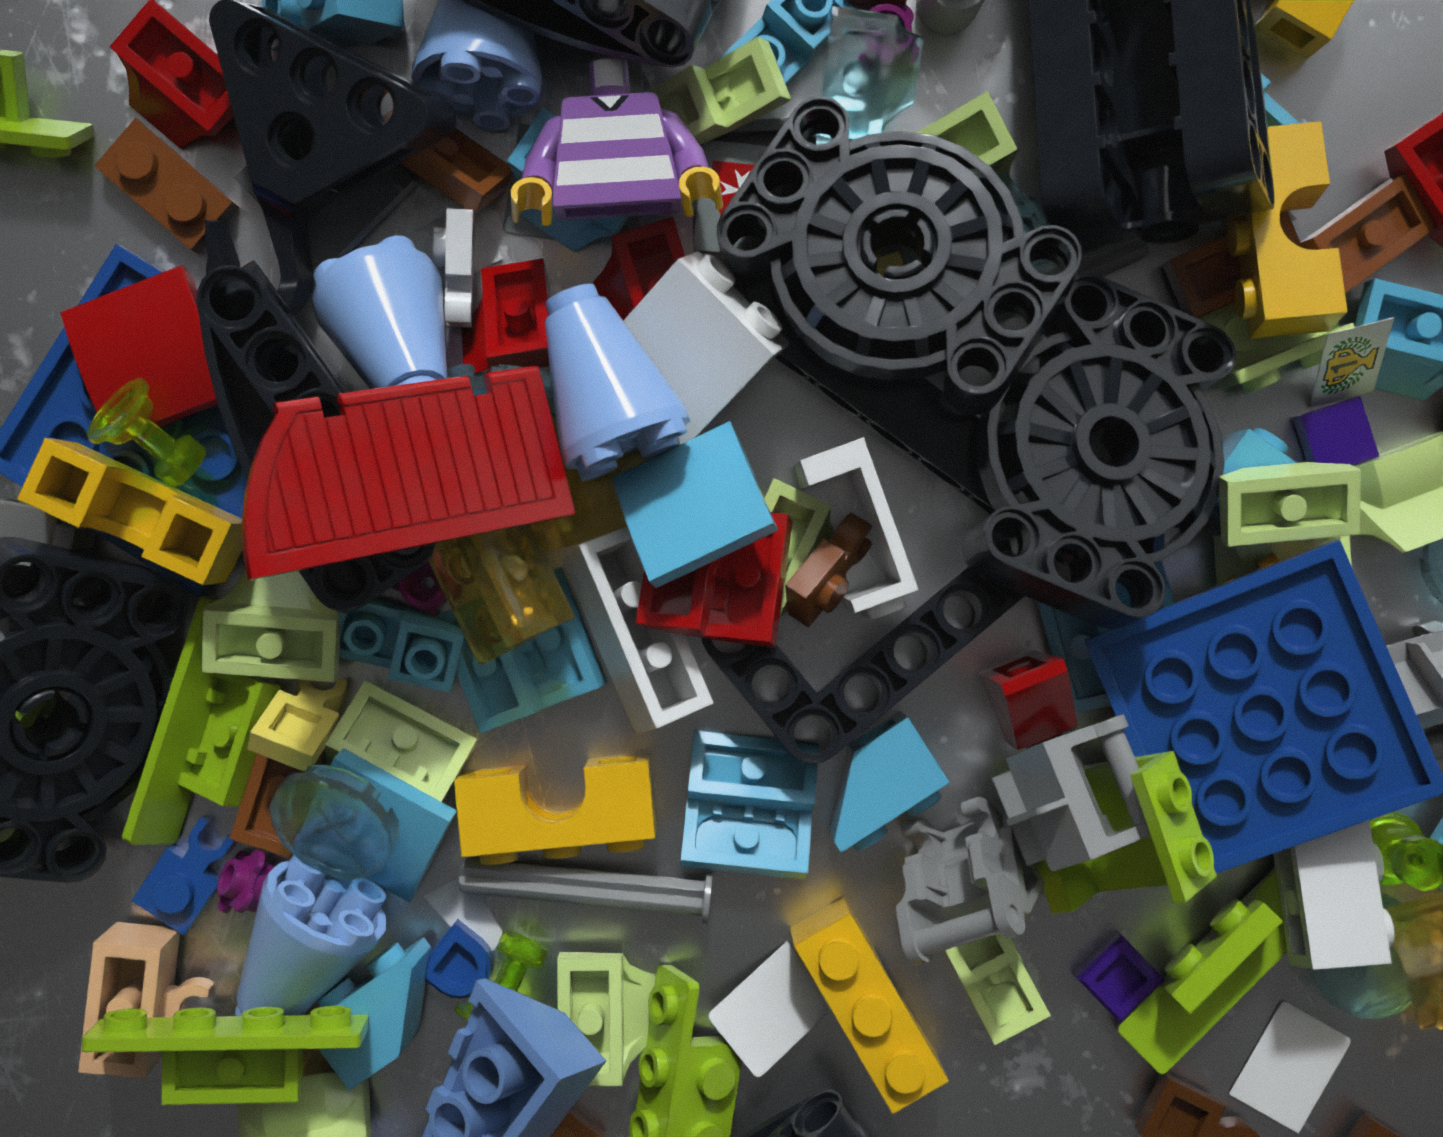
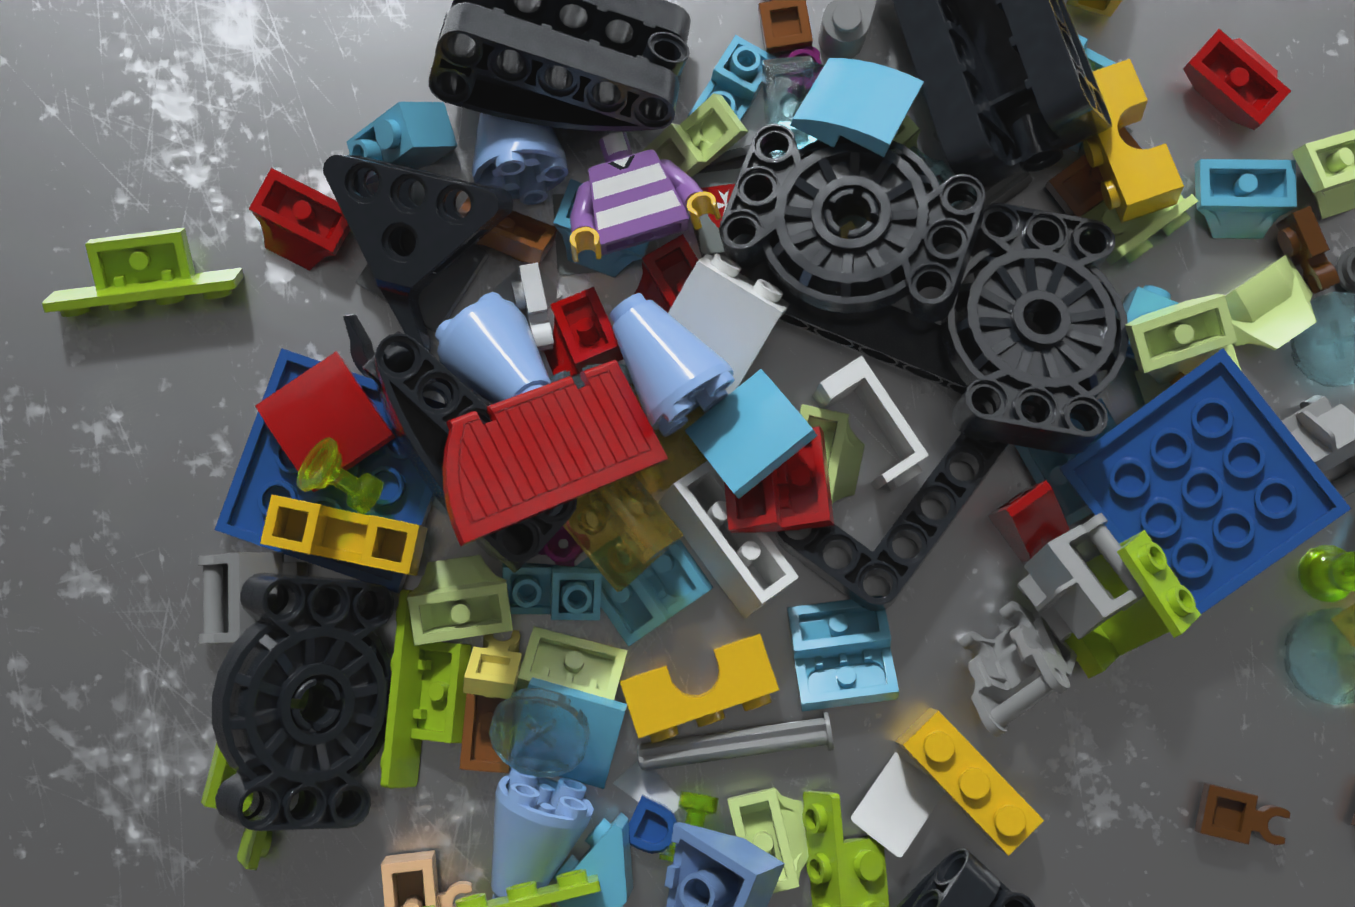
camera: 15 degrees left, 5 degrees down
(165, 184) = (305, 299): dark orange plate -> none
(183, 880) = (429, 814): blue plate -> none
(242, 882) = (477, 801): magenta plate -> none
(822, 577) = (855, 469): dark orange plate -> none
(881, 779) = (935, 608): medium azure slope -> none
(943, 96) = (857, 102): none -> medium azure slope
(998, 986) = (1059, 742): yellowish green slope -> none
(1118, 976) = (1151, 718): dark purple tile -> none
(1209, 977) = (1230, 686): lime bracket -> none
(1290, 1066) = (1300, 757): white sticker -> none
(1334, 901) = (1293, 614): white brick -> none
(1337, 433) = (1204, 276): dark purple tile -> none
(1351, 362) = (1199, 223): white sticker -> none
(1374, 229) = (1190, 125): dark orange plate -> none

